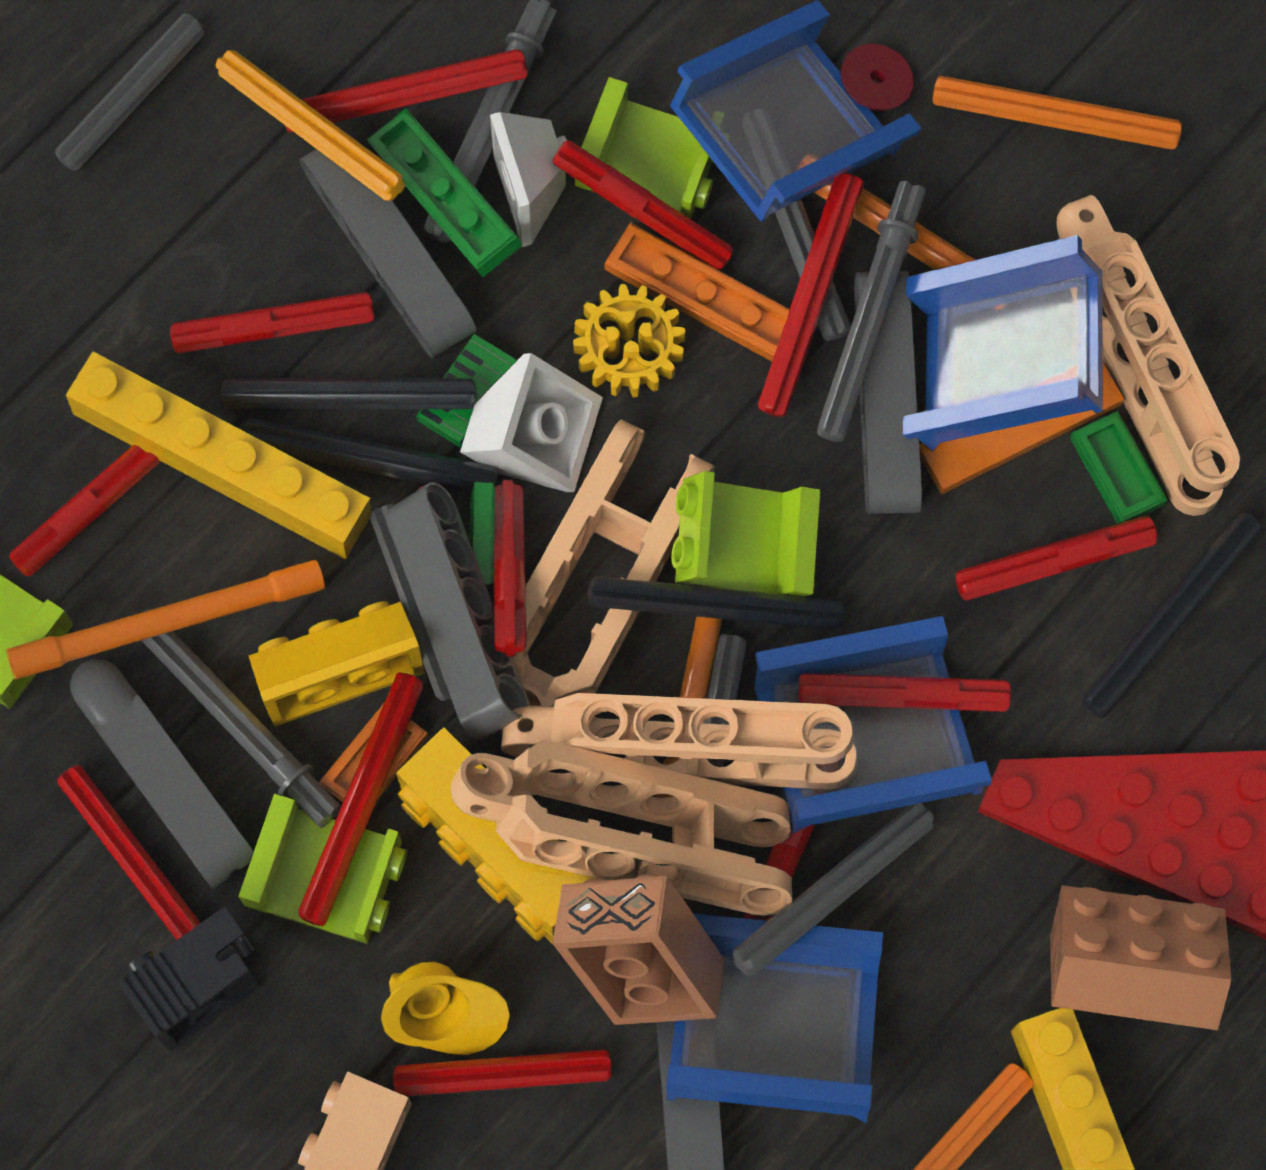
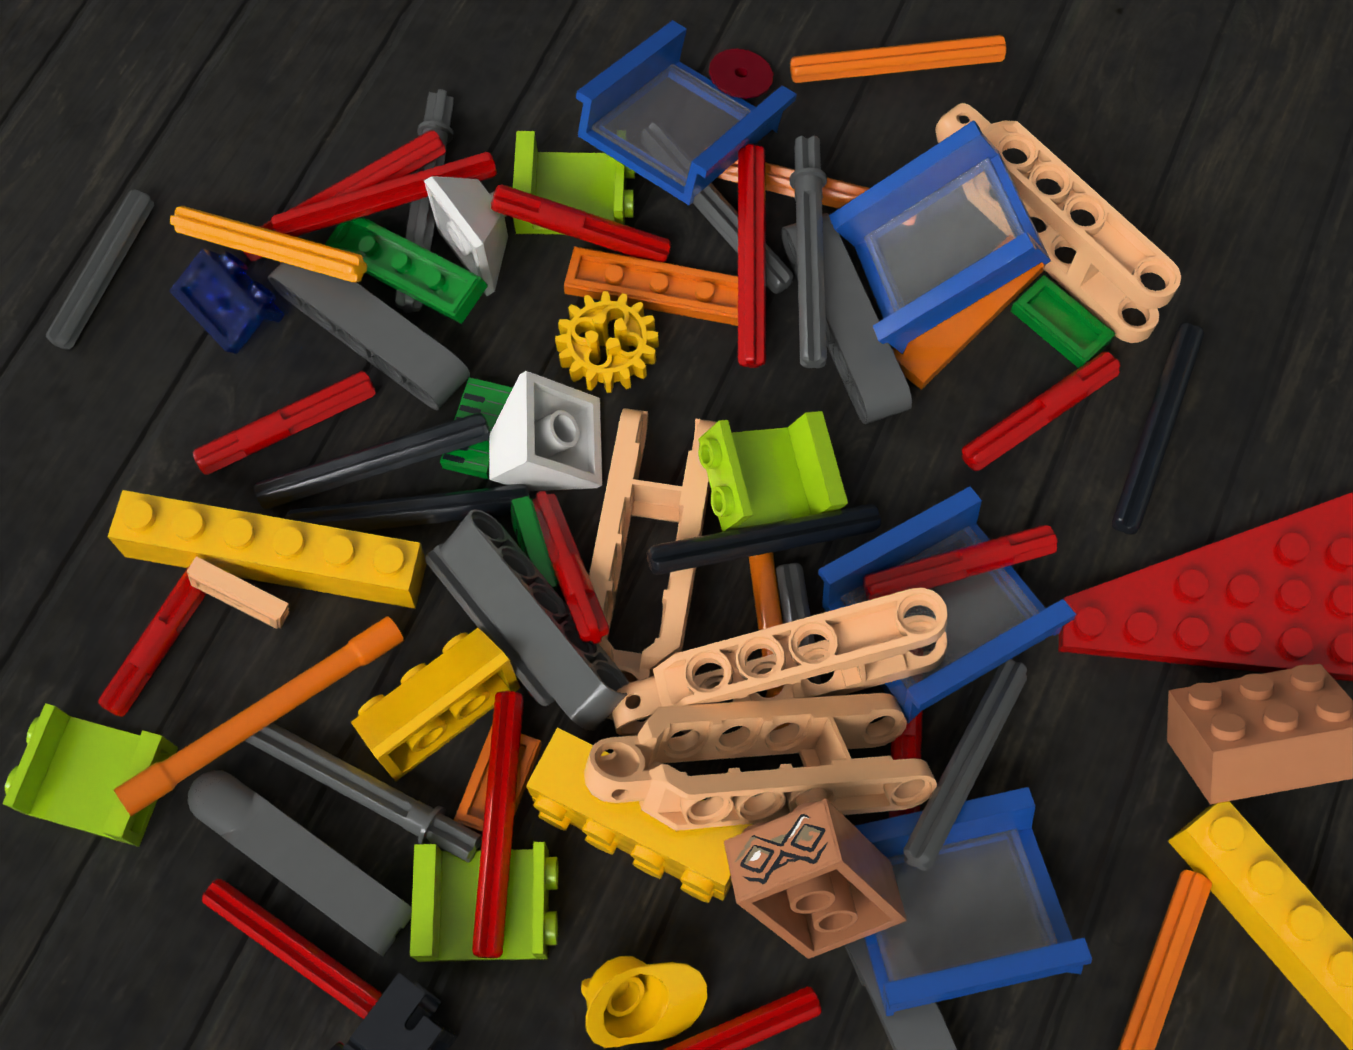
camera: 15 degrees left, 5 degrees down
(175, 490) = (238, 593): none -> light nougat tile
(249, 168) = (225, 298): none -> clear blue bracket
(444, 107) = (378, 197): none -> red axle

